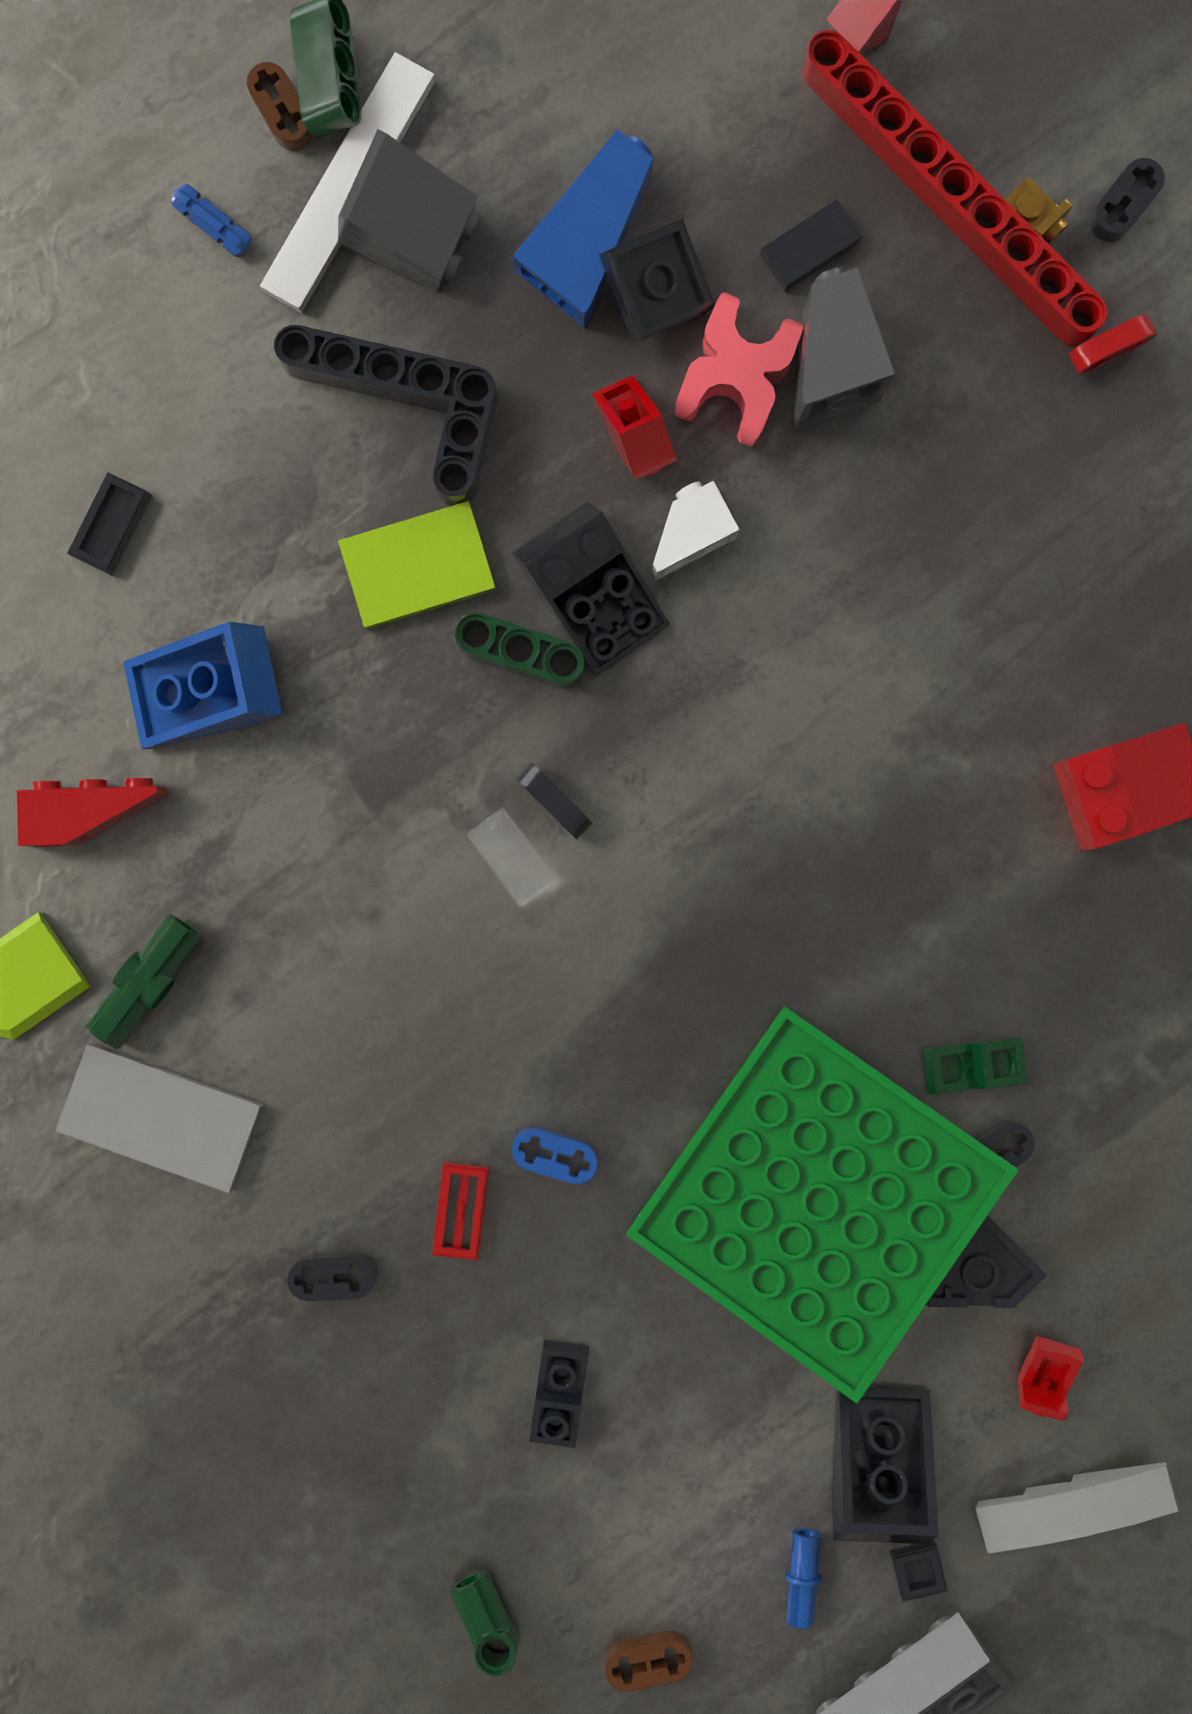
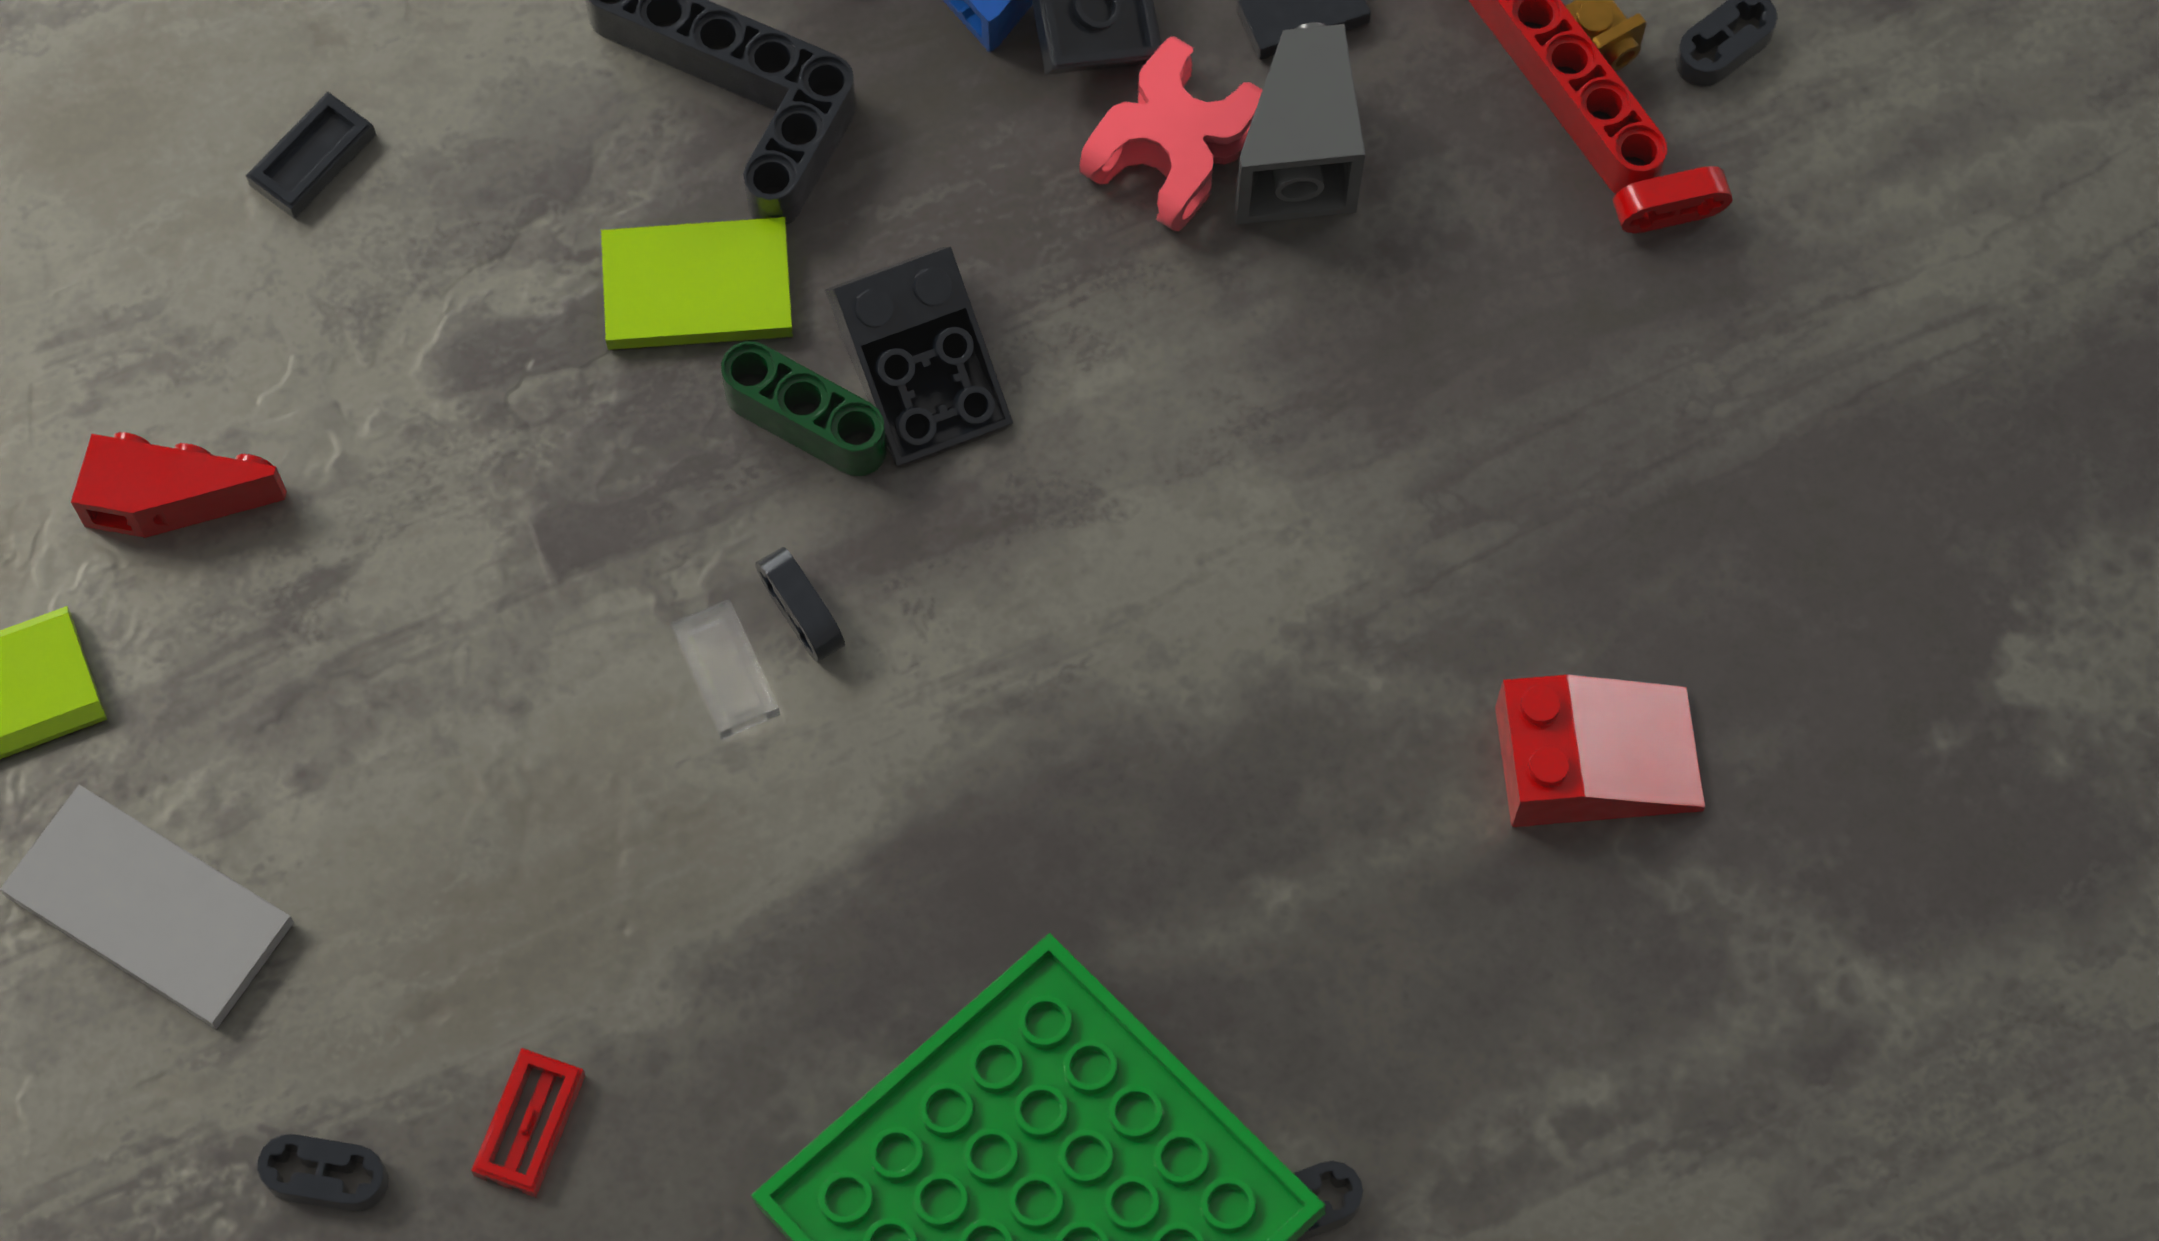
camera: 10 degrees right, 20 degrees down
(143, 981) = (181, 718): dark green piece -> none
(203, 685) = (374, 365): blue slope -> none
(552, 1166) = (687, 1059): blue beam -> none
(635, 427) = (1024, 175): red slope -> none
(694, 528) = (1068, 309): white slope -> none
(975, 1065) = (1302, 1079): dark green slope -> none

